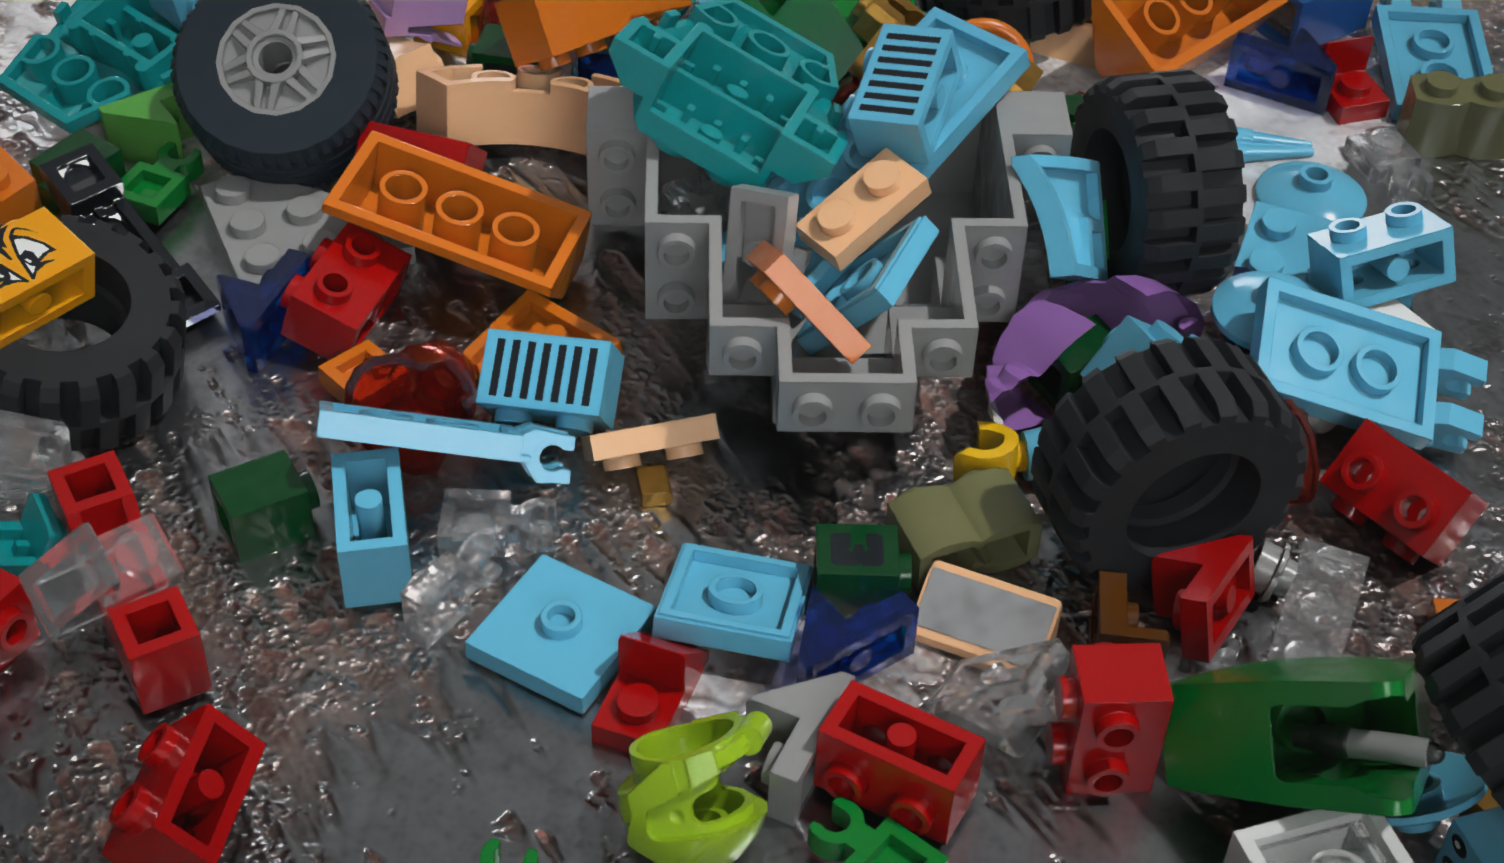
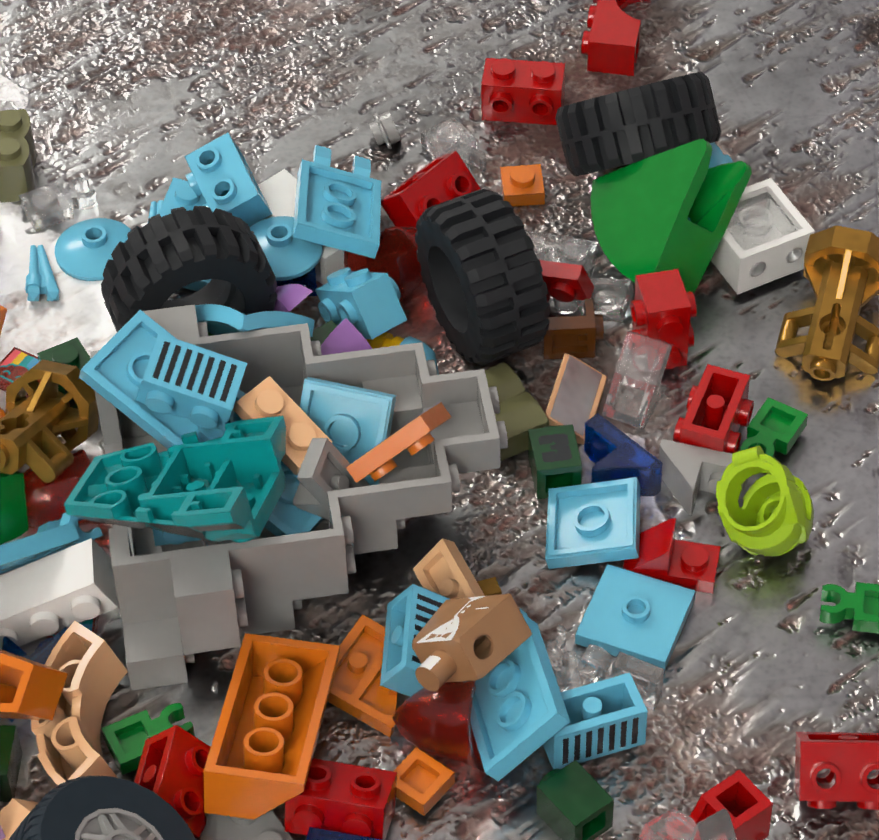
camera: 95 degrees left, 5 degrees up
(492, 366) = (468, 639): none -> medium nougat torso
(512, 160) = (127, 737): none -> green plate

